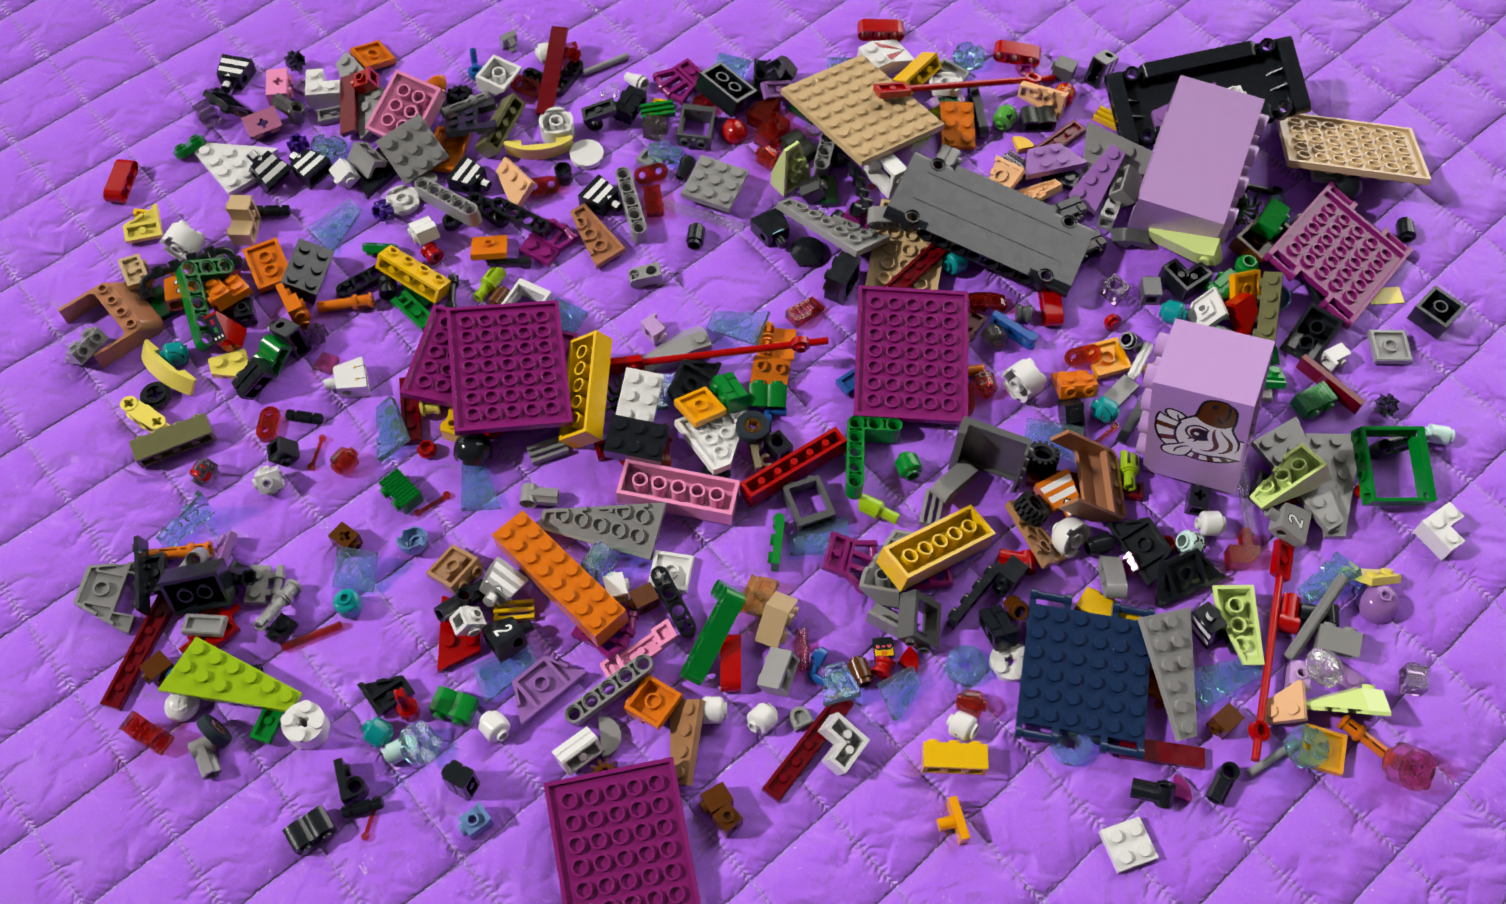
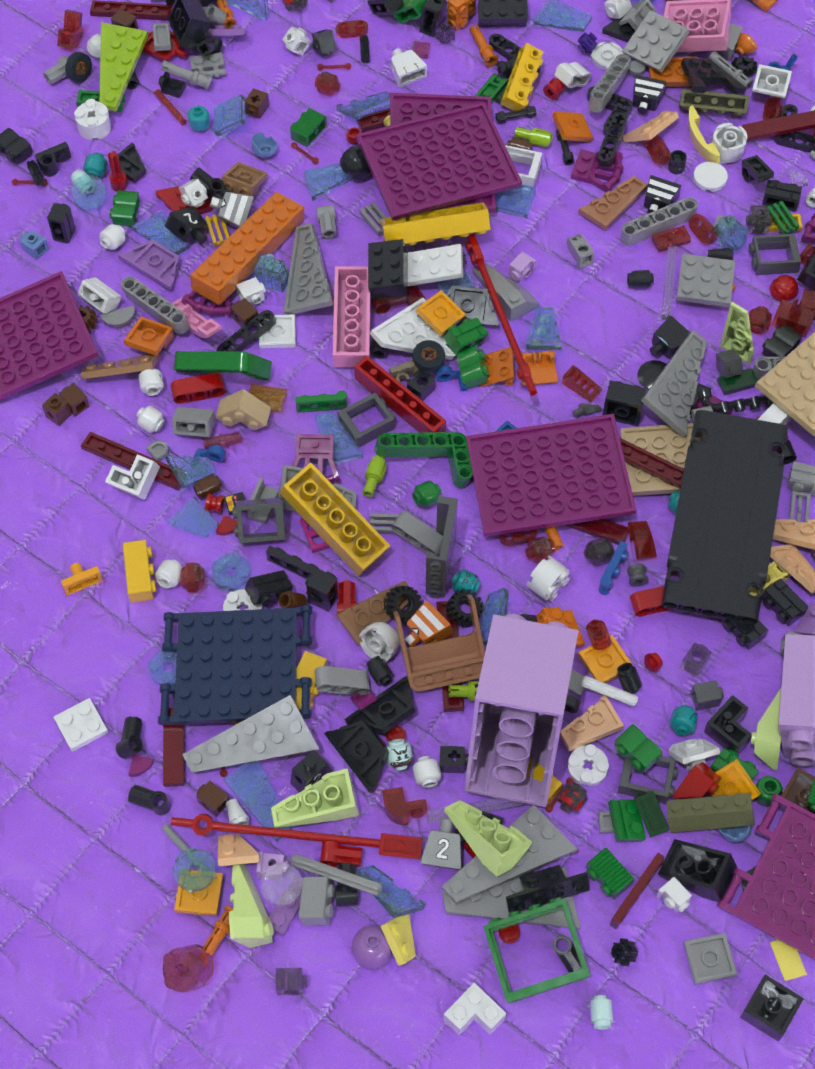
camera: 80 degrees right, 0 degrees up
(373, 248) = (549, 56): green plate -> none
(833, 314) = (586, 409): none -> dark grey bar
(1126, 236) = (772, 666): dark grey slope -> none
(1244, 701) = (236, 813): none -> white cone
(1328, 447) = (546, 885): none -> black bracket

